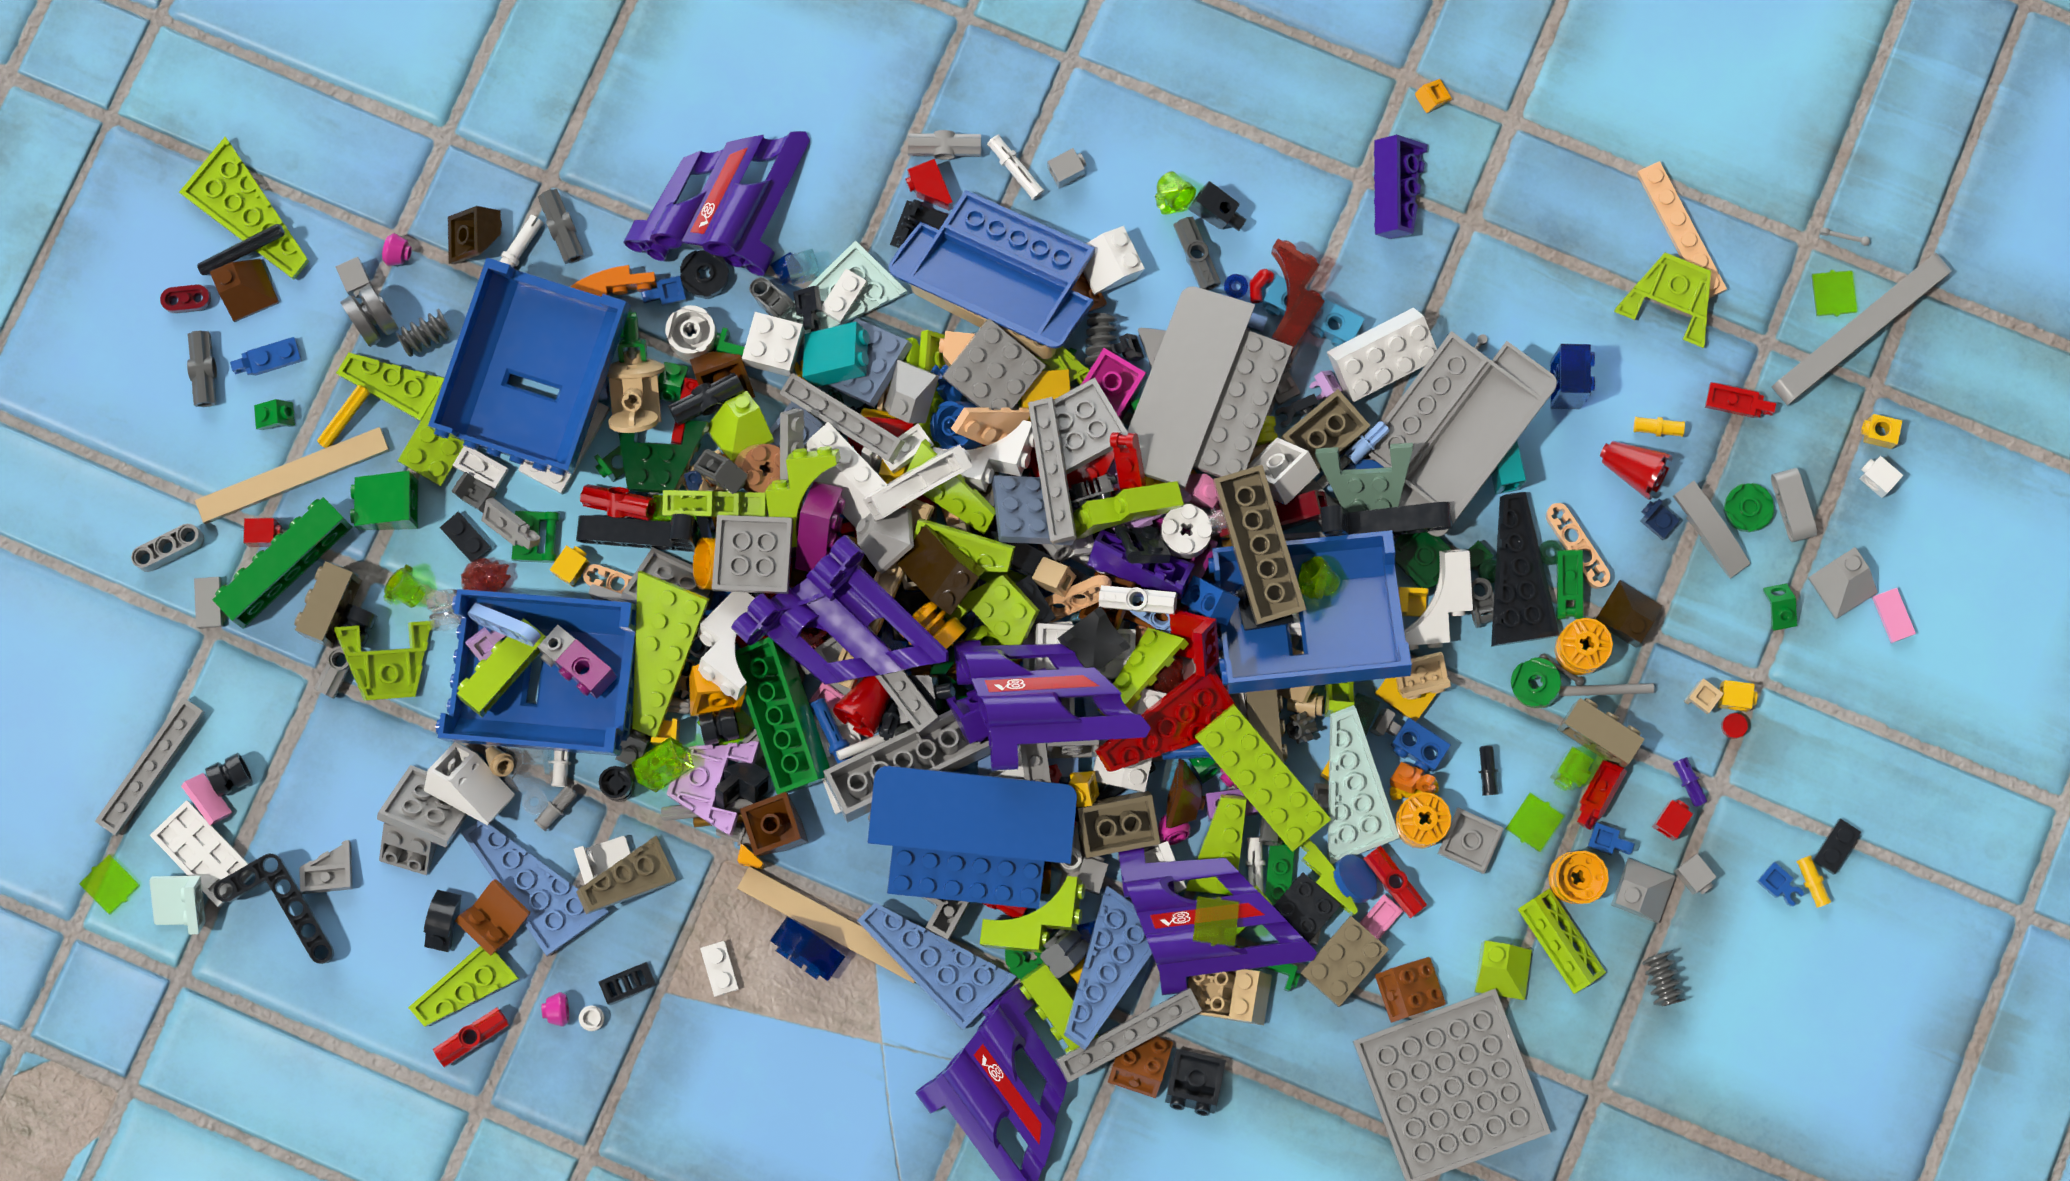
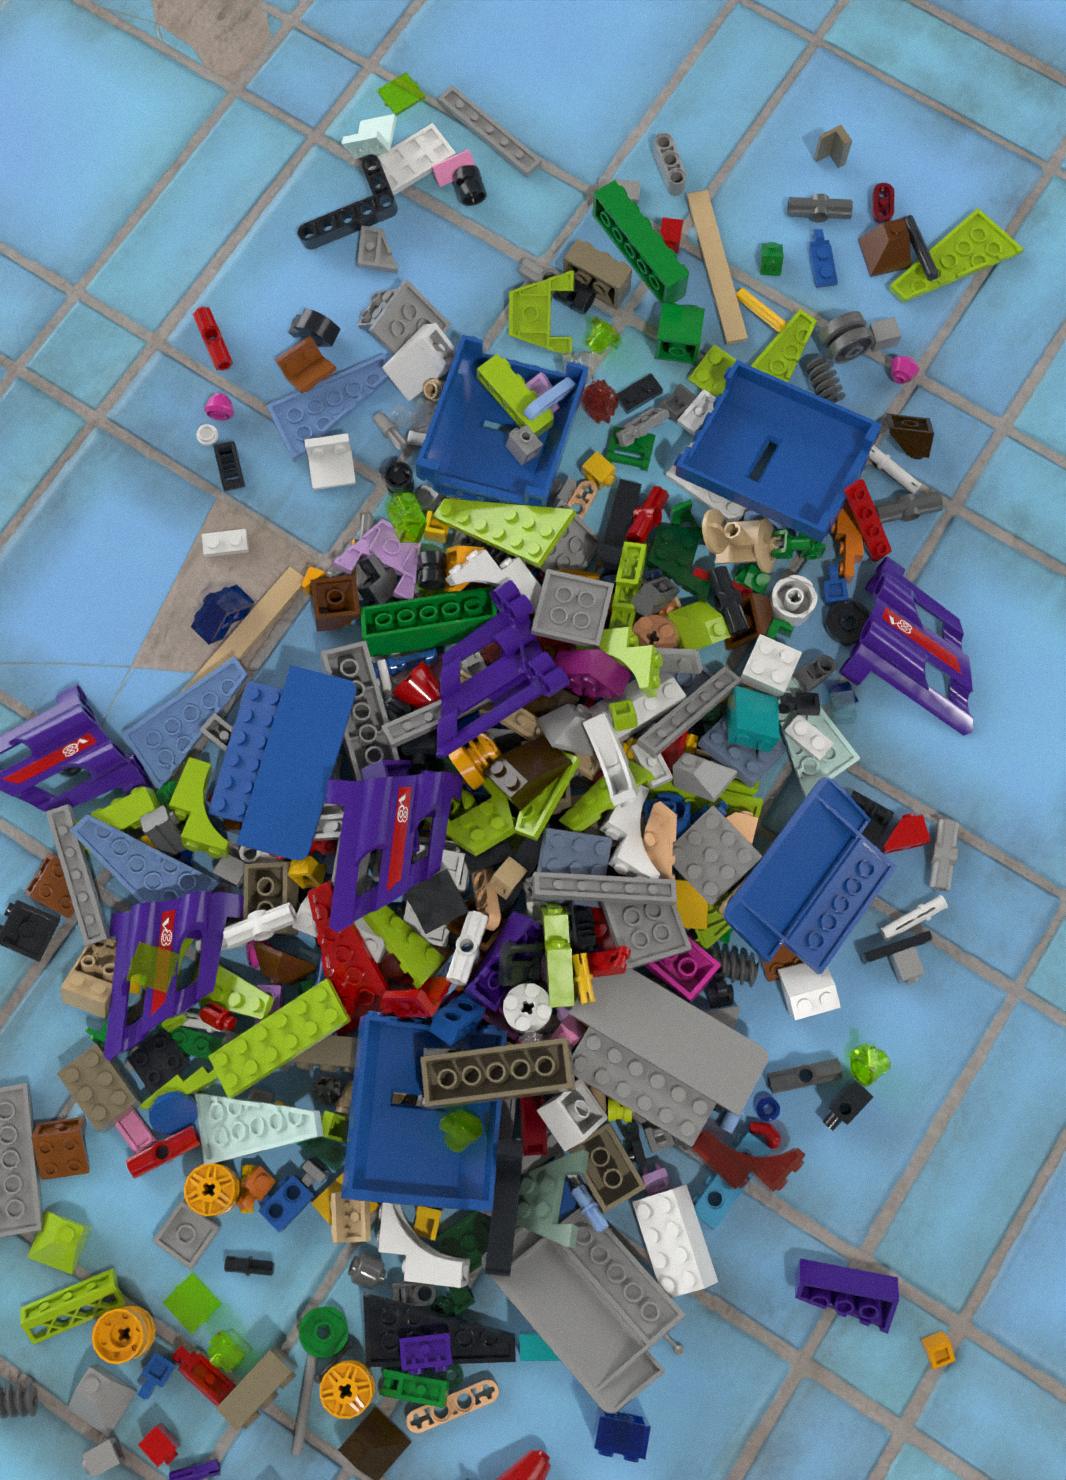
camera: 100 degrees right, 5 degrees down
(122, 356) = (835, 144): none -> dark tan panel
(465, 984) = (256, 338): lime wing -> none
(579, 657) = (493, 471): magenta brick -> none
(590, 263) = (867, 520): none -> red bracket
(630, 877) = (317, 483): dark tan wing -> none
(862, 481) = (623, 715): none -> lime slope
(1049, 180) = (895, 947): none -> black tile
(1148, 475) = (583, 978): none -> yellow pin
(1150, 821) = (260, 925): none -> white piece
(1250, 852) = (217, 1016): none -> red arm
(1469, 652) = (366, 1270): none -> dark grey head
(1535, 575) = (426, 1352): none -> dark purple bracket

